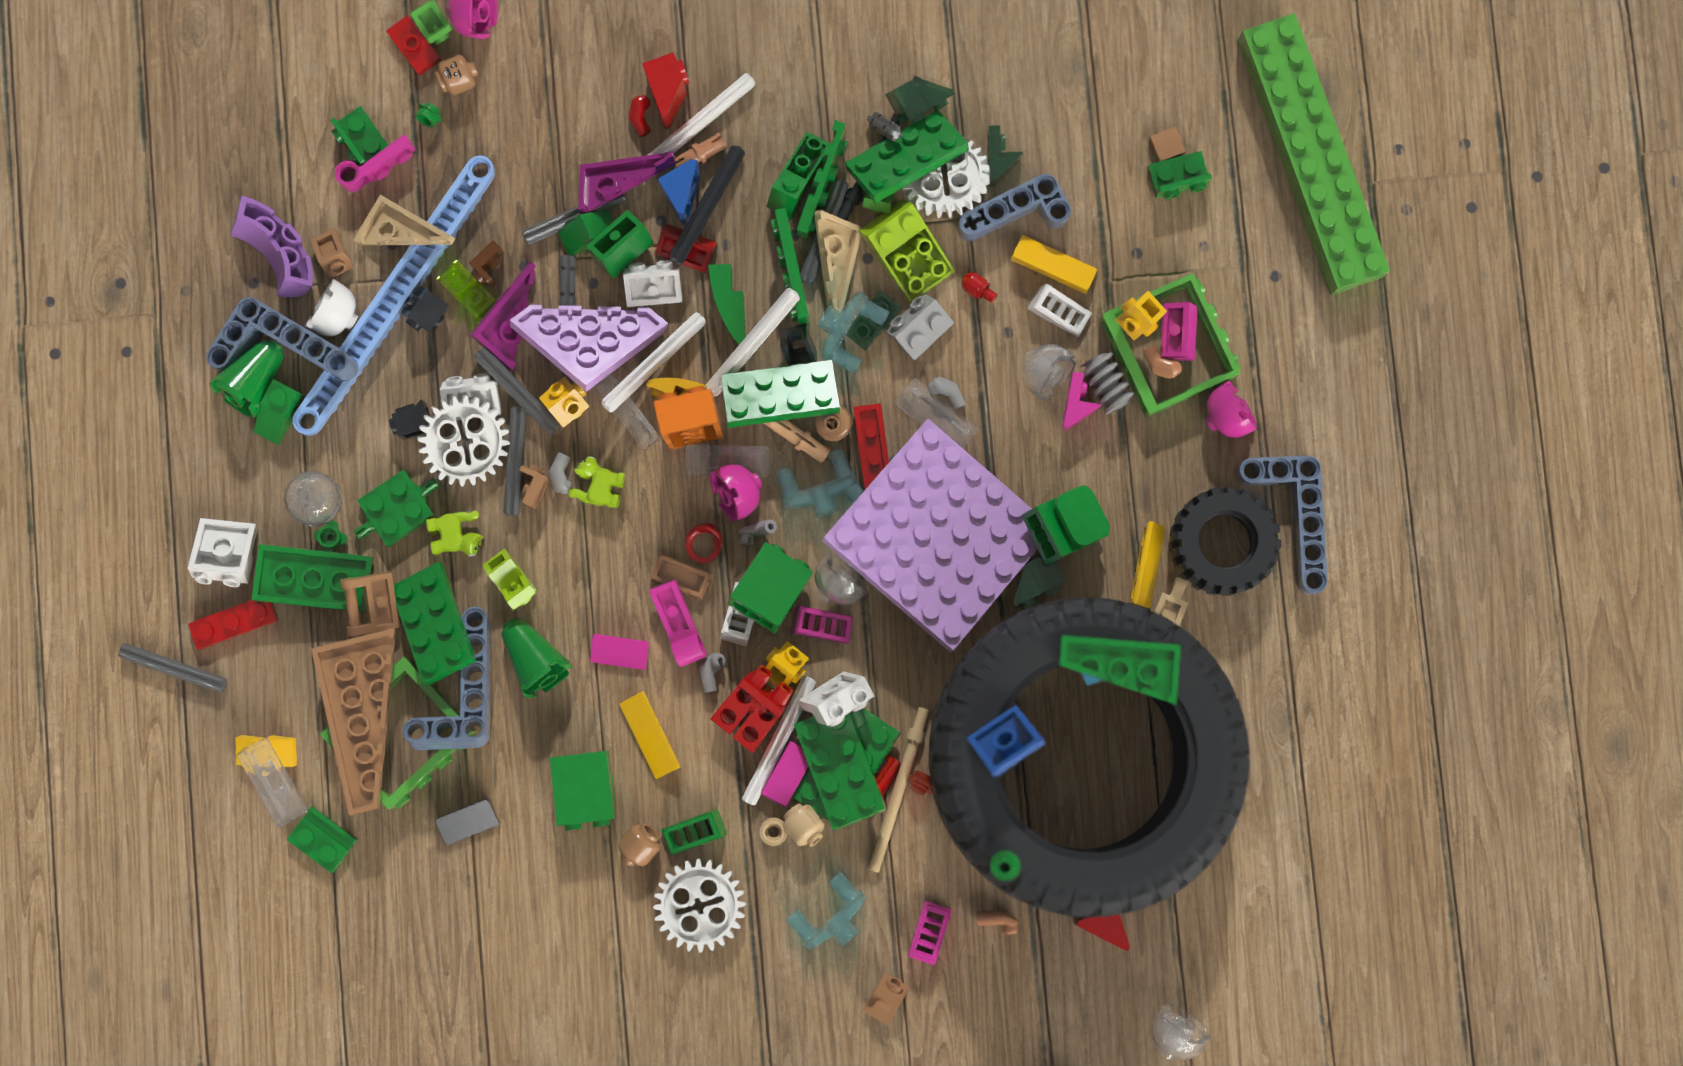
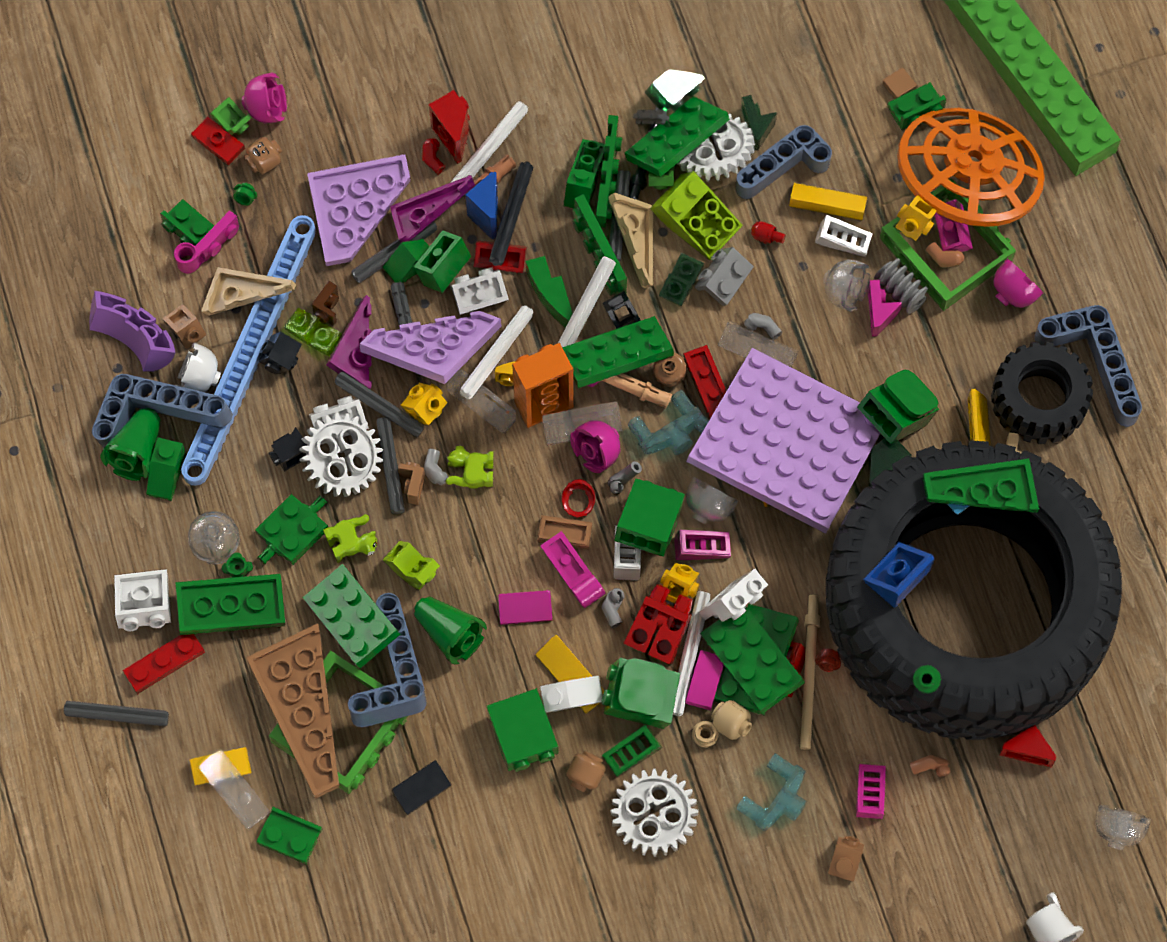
camera: 15 degrees left, 15 degrees down
(379, 603) = (295, 608): medium nougat plate -> none
(541, 151) = (353, 202): none -> lavender plate
(642, 761) = (571, 694): none -> white slope
(715, 776) = (641, 692): none -> green brick
(838, 323) = (652, 285): clear light blue connector -> none
(1210, 271) = (960, 165): none -> orange dish

